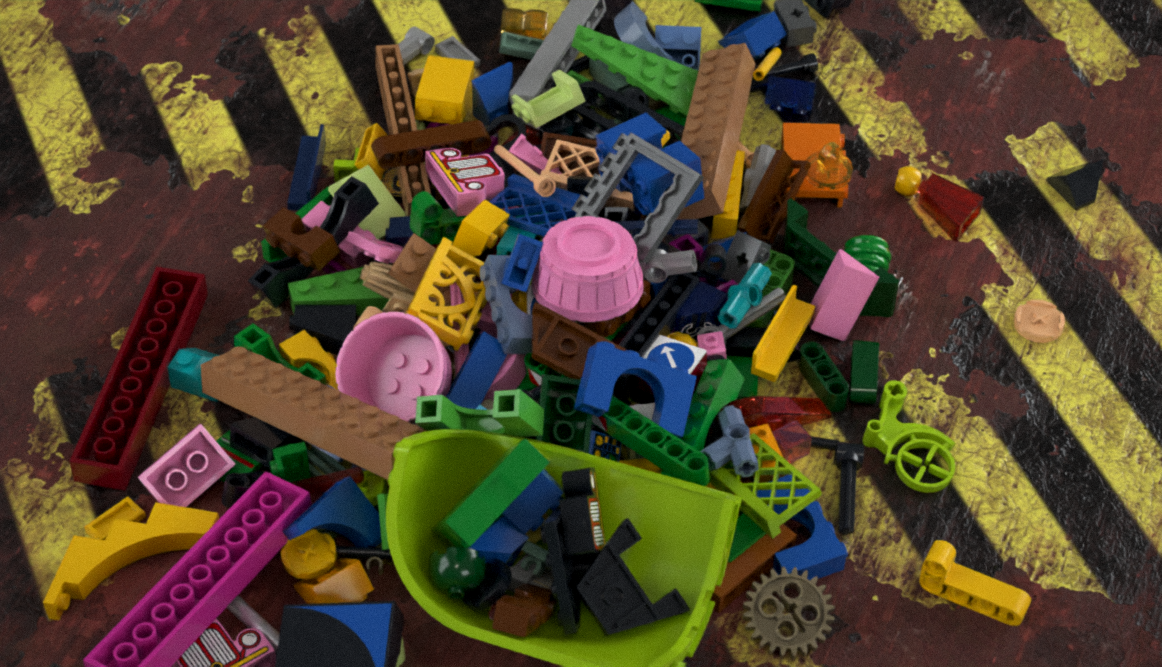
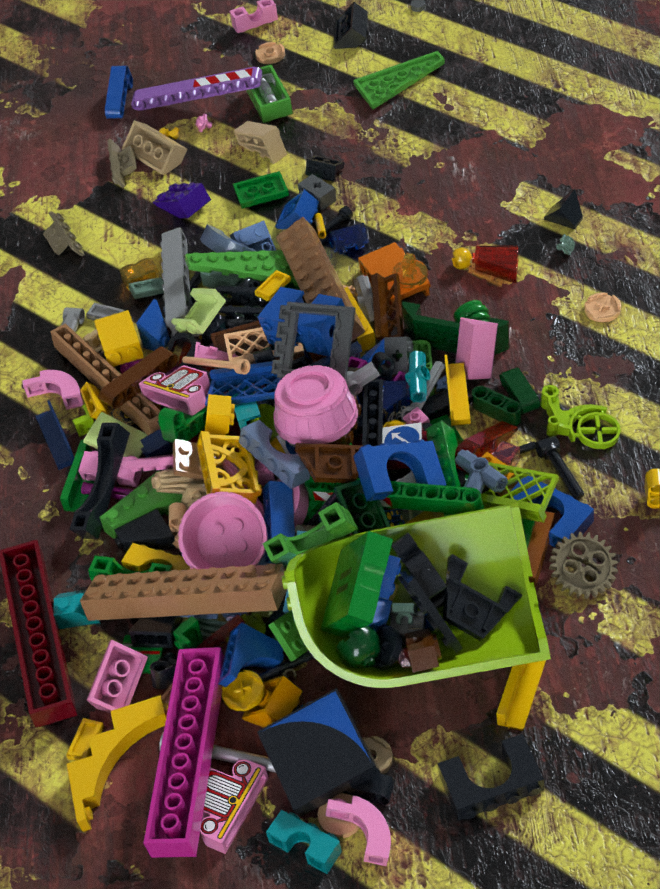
camera: 20 degrees left, 0 degrees up
(289, 234) = (77, 483): reddish brown arch -> none
(346, 107) = (55, 382): none -> bright pink arch
(521, 263) = (269, 421): blue slope -> none
(657, 107) = (272, 285): none -> yellow tile
(1048, 223) = (566, 244): none -> sand green plant

